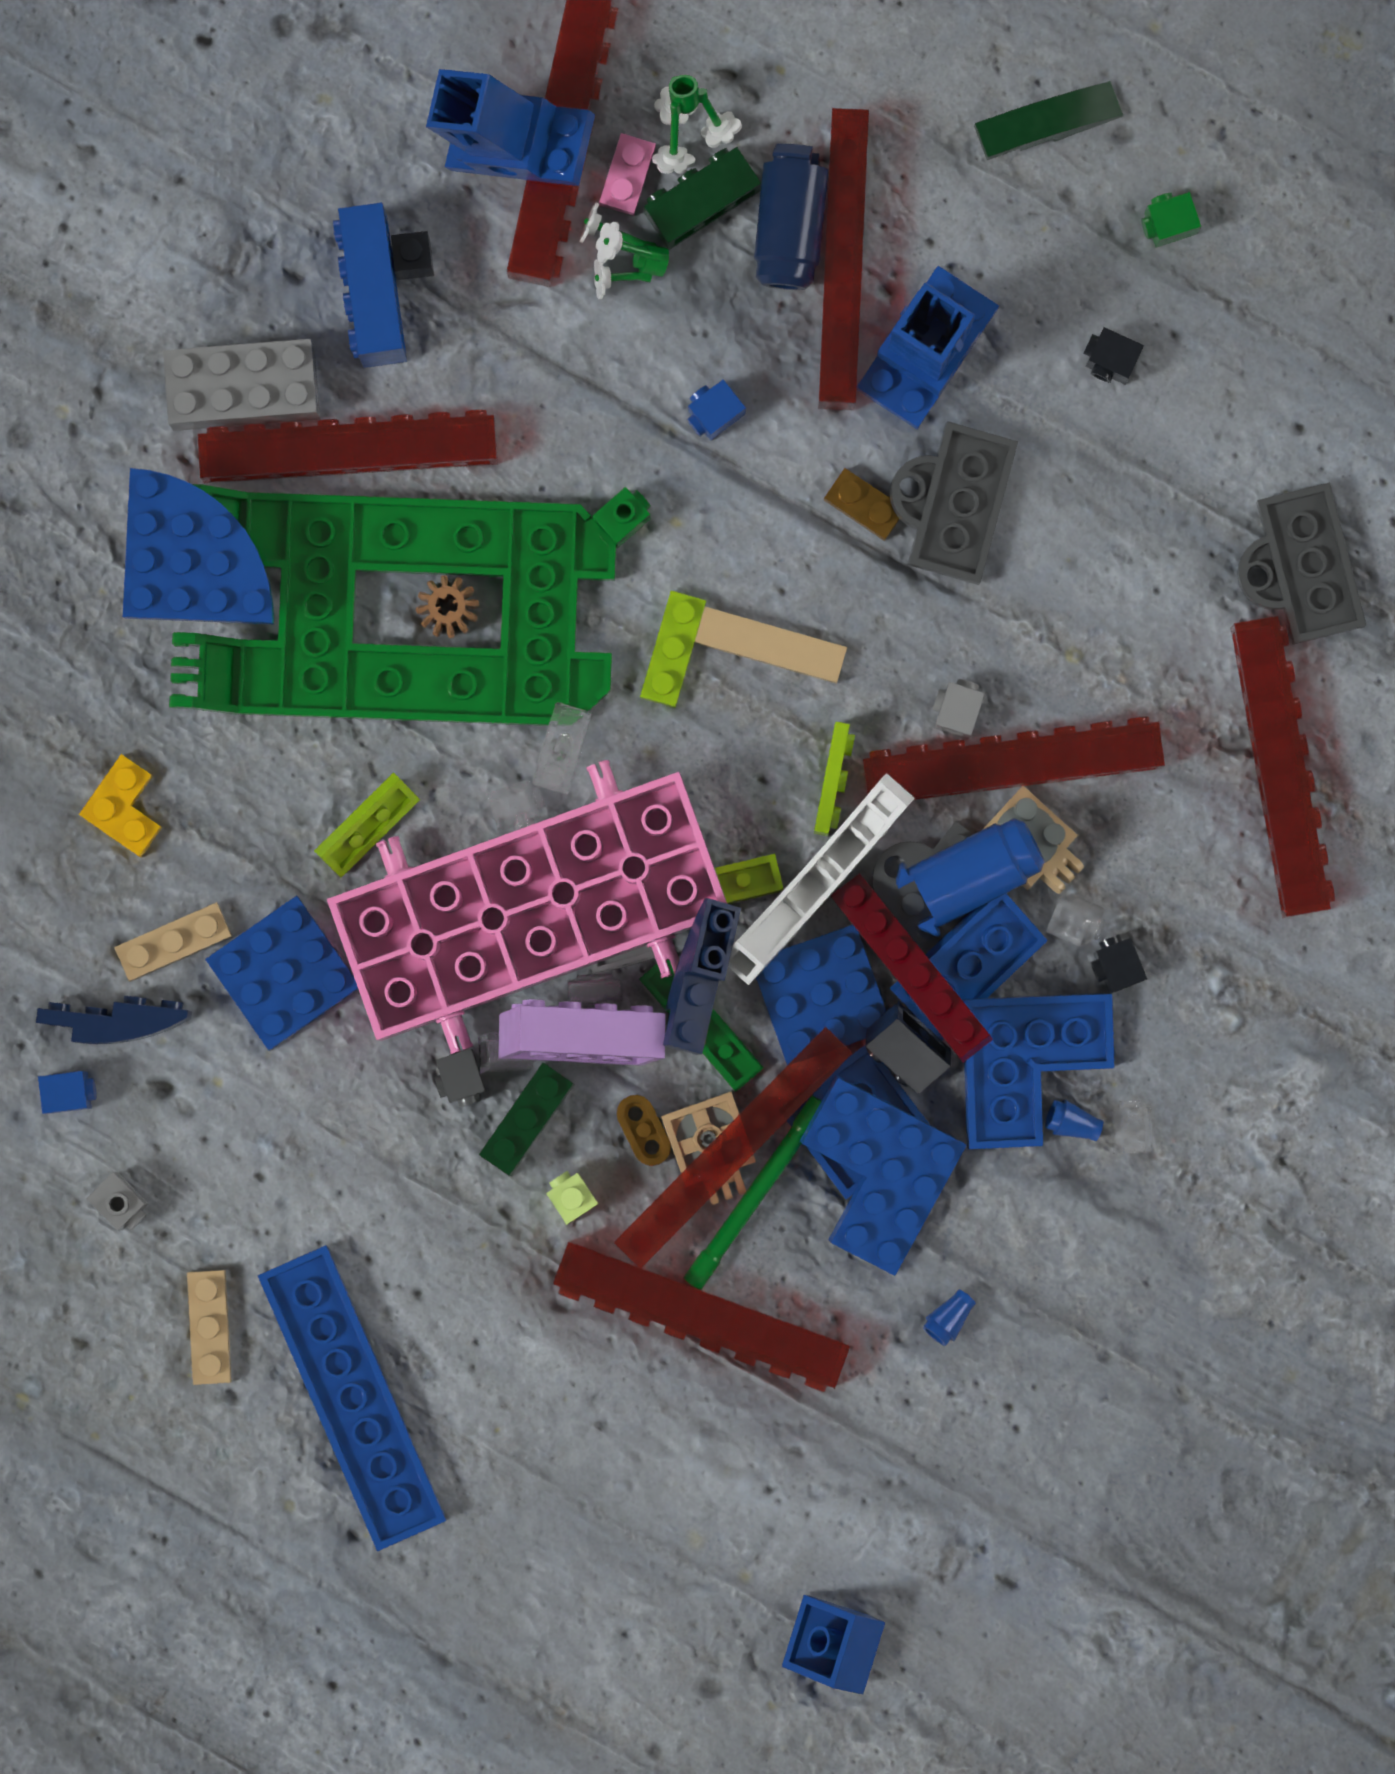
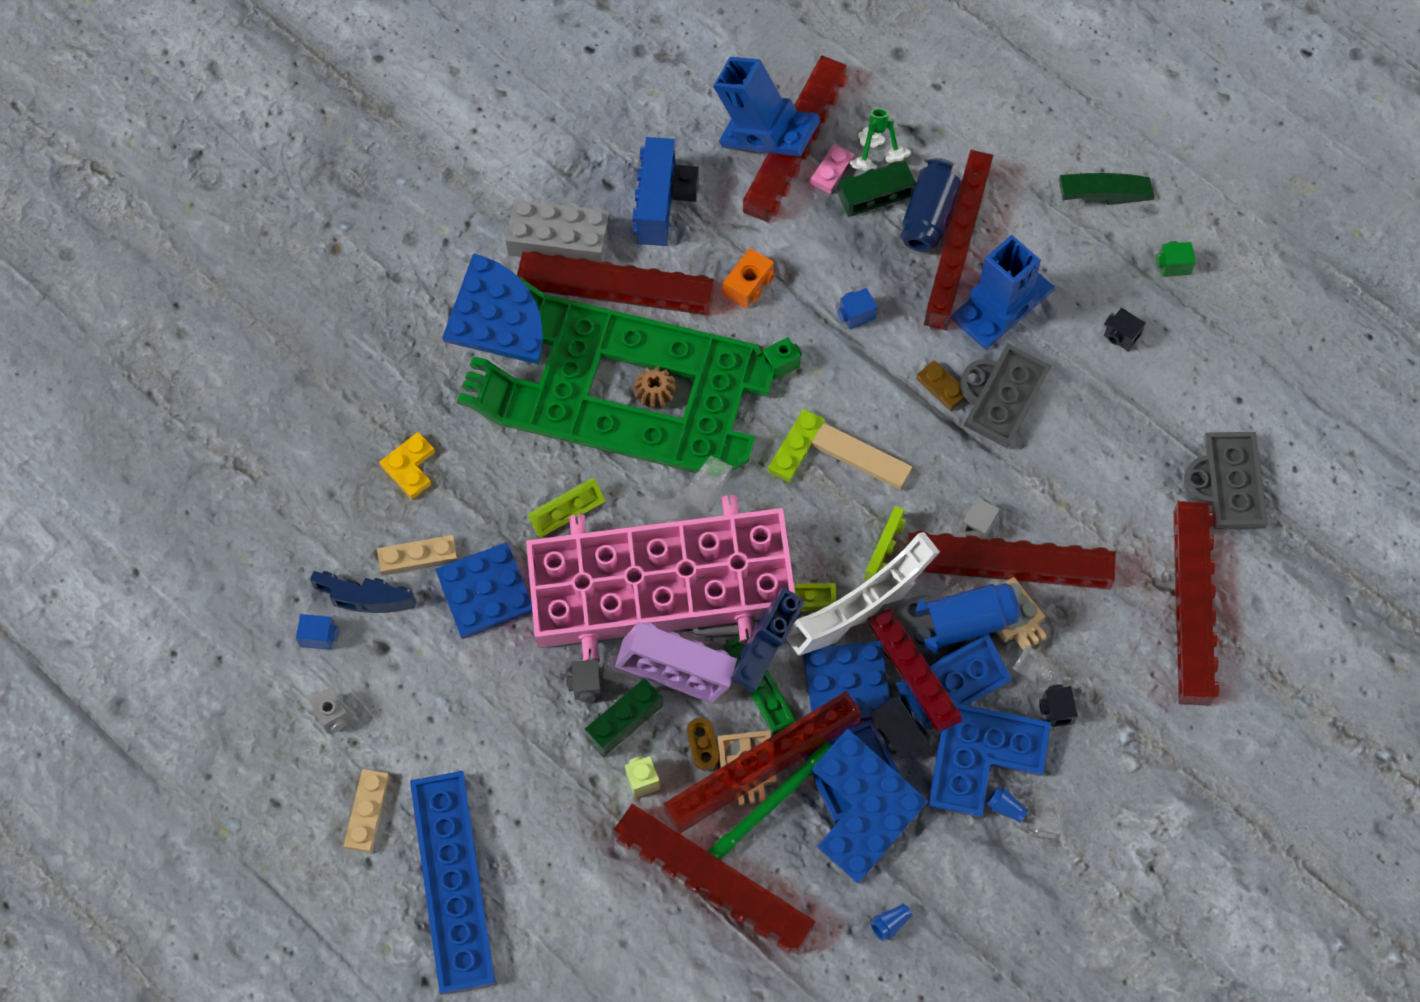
camera: 10 degrees right, 20 degrees down
(544, 373) = (750, 266): none -> orange brick
(647, 256) = (834, 214): plant -> none

